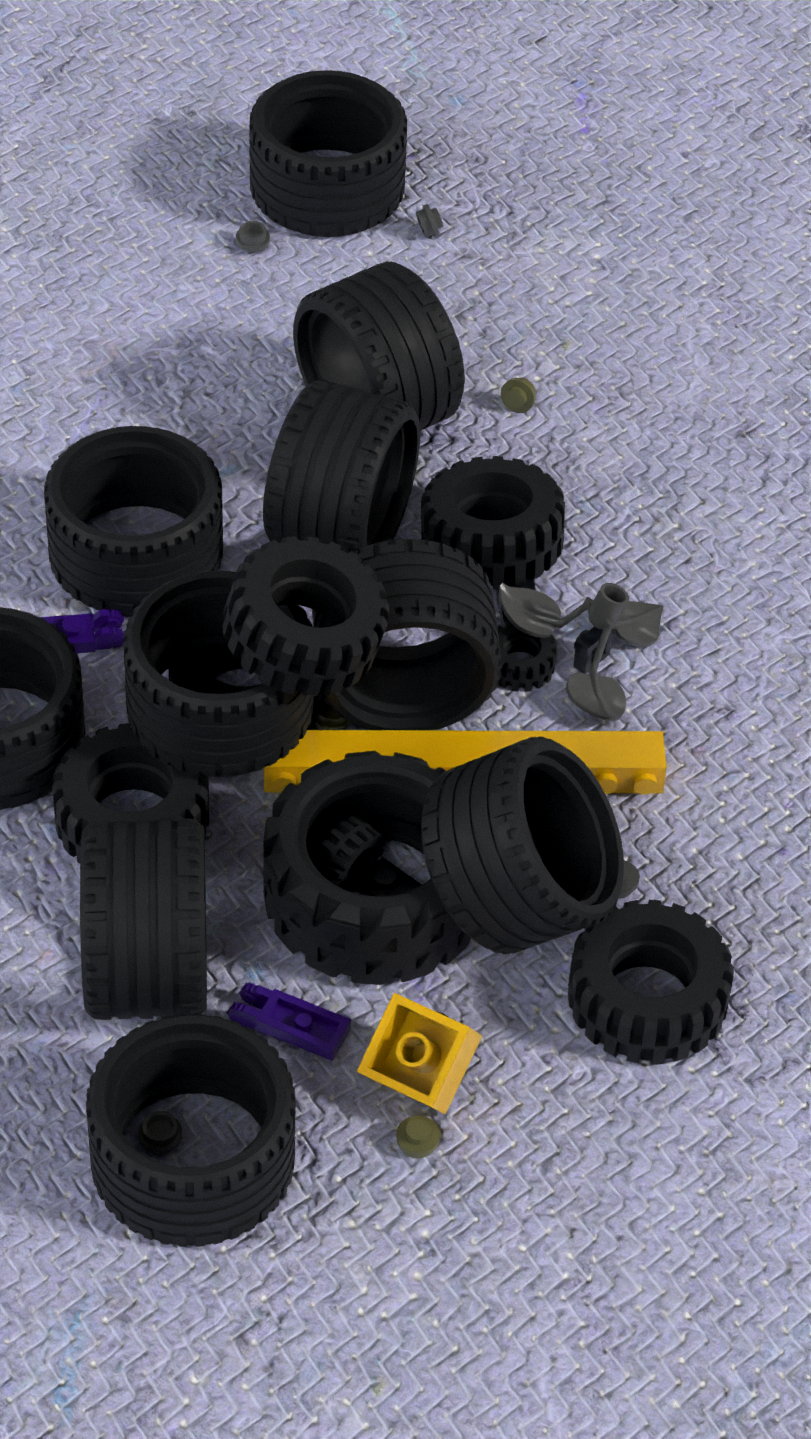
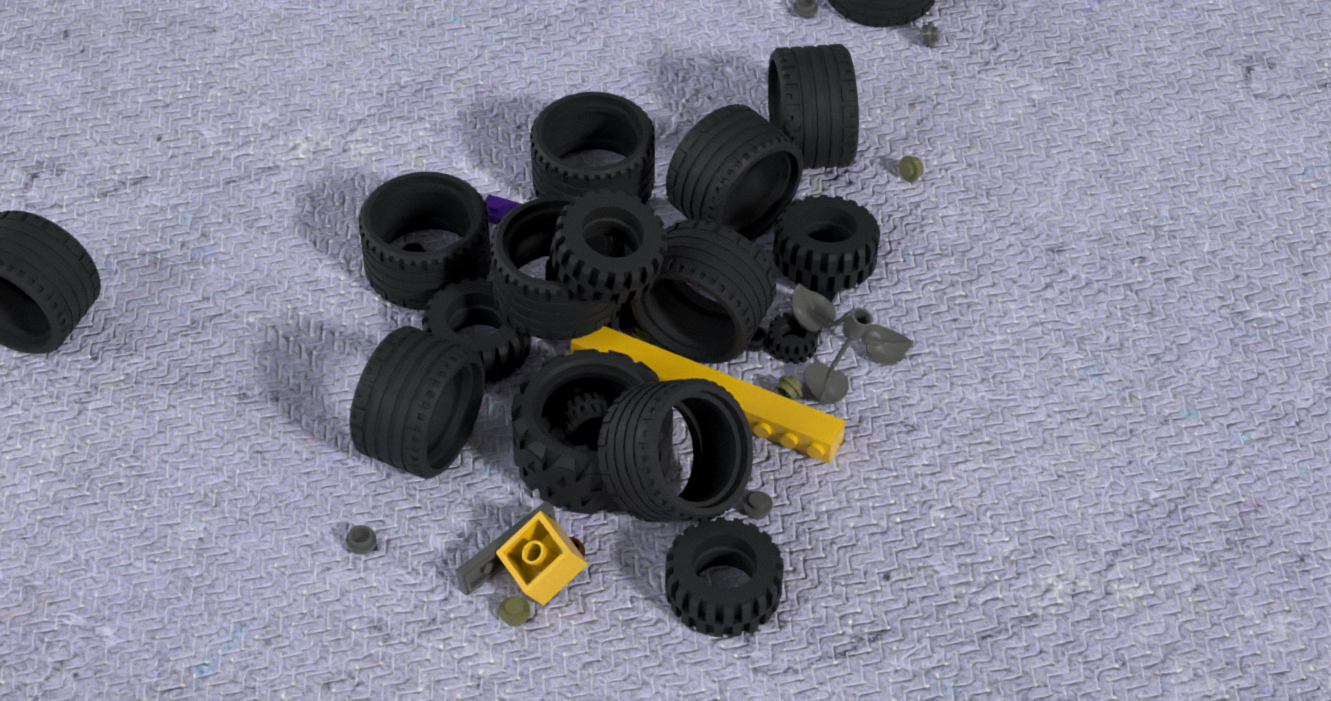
camera: 30 degrees right, 0 degrees up
(191, 1058) = (360, 496): black tyre -> none
(291, 1020) = (485, 505): dark purple hinge -> none
(349, 1083) = (486, 562): none -> dark grey tile
(560, 717) = (789, 387): none -> olive plate
(586, 646) = (850, 354): black plate -> none

